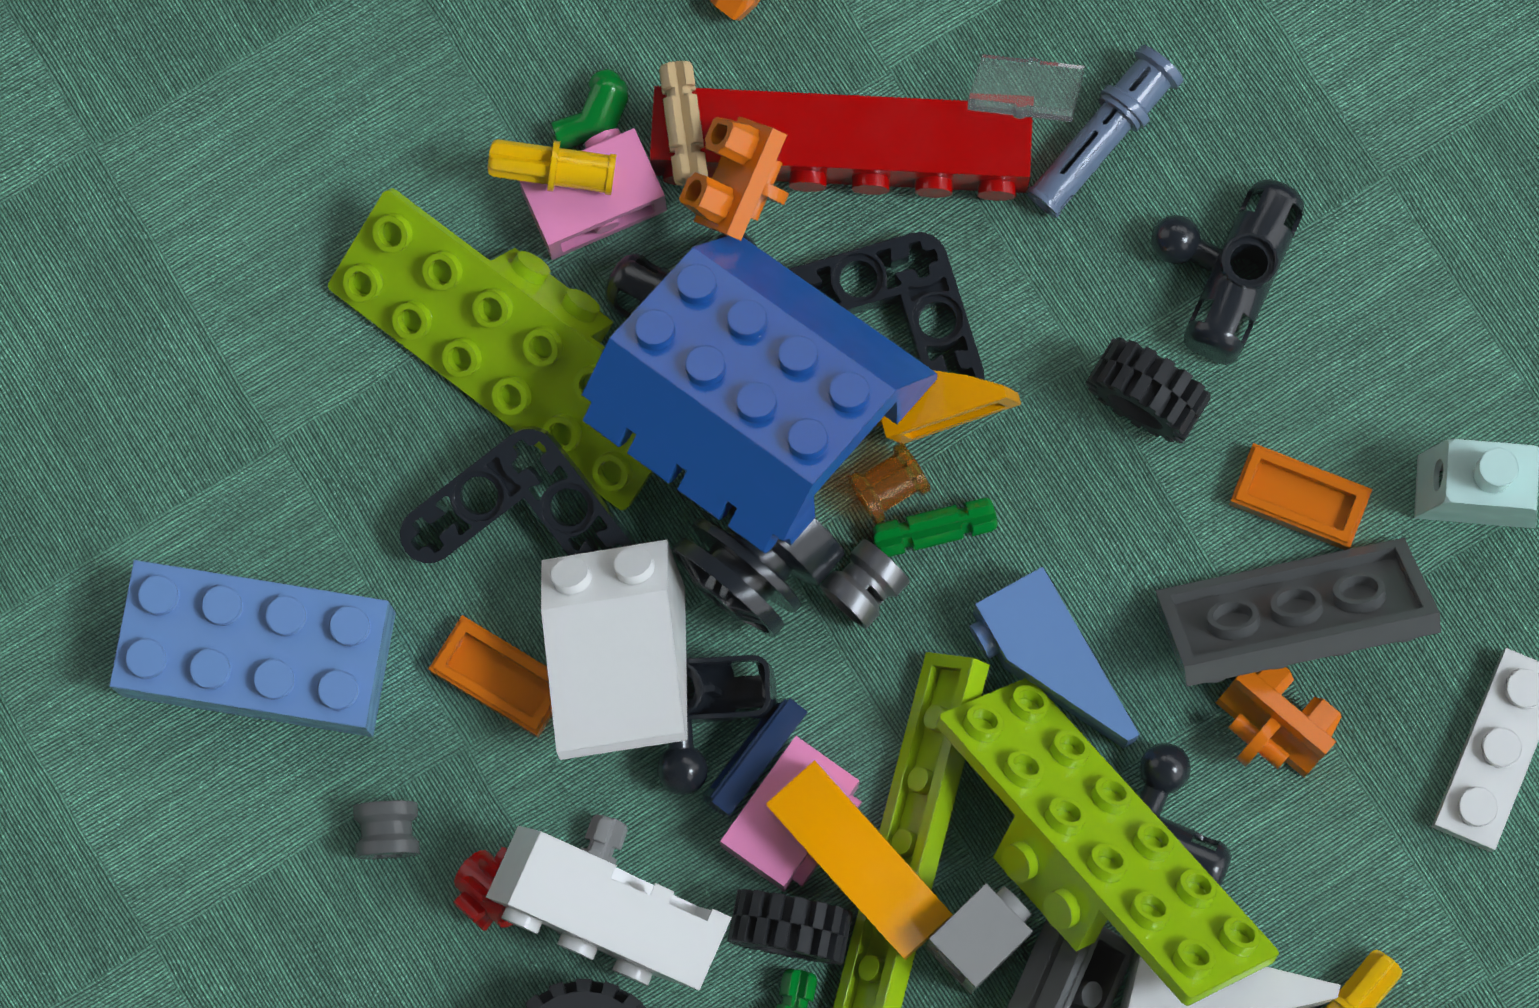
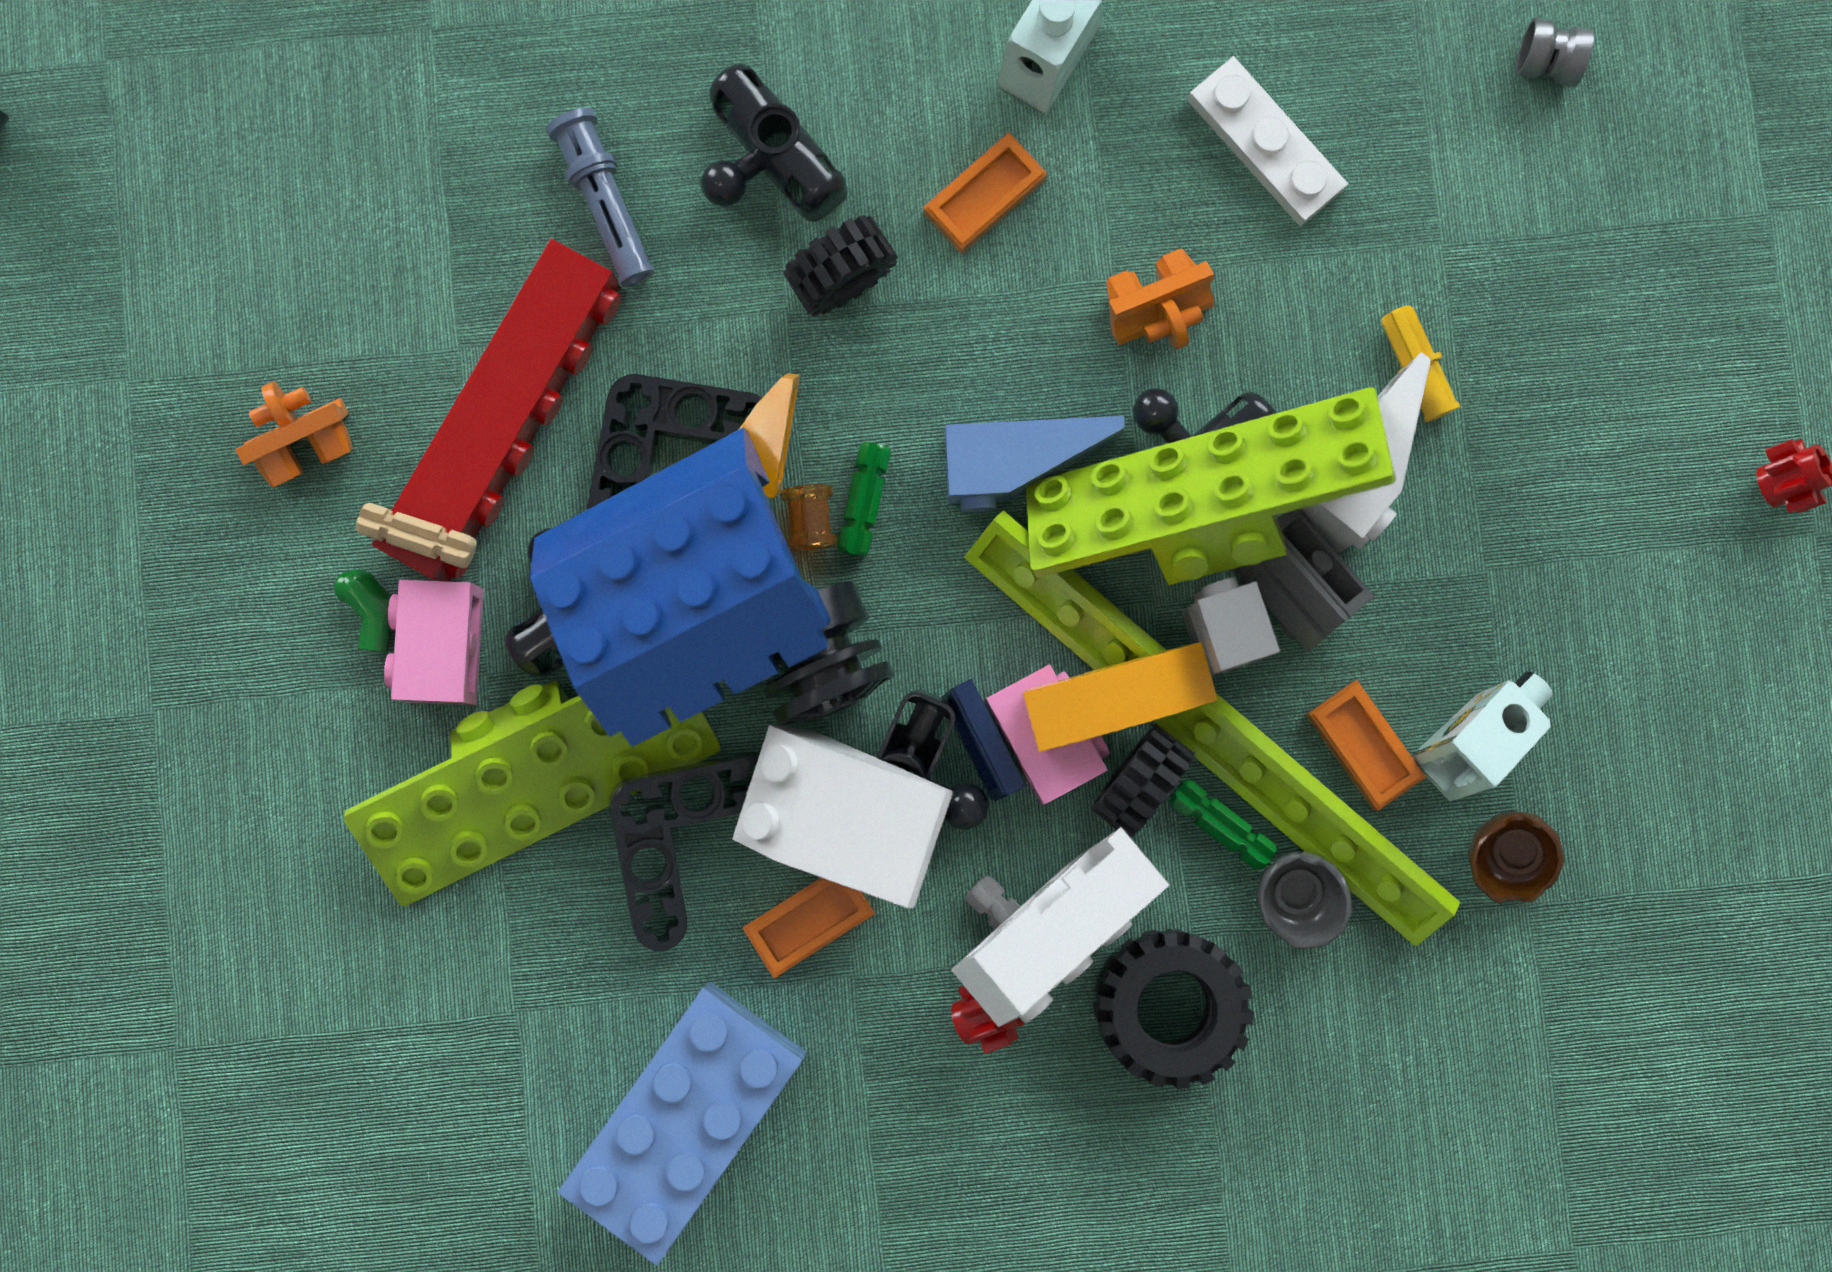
camera: 65 degrees left, 5 degrees up
(386, 830) = (894, 1080): dark grey wheel -> none
(552, 166) = (395, 665): yellow axle -> none
(741, 178) = (489, 509): orange hips -> none
(864, 583) = (883, 578): flat silver wheel -> none
(1026, 88) = (534, 237): clear piece -> none
(1297, 612) = (1084, 238): dark grey plate -> none

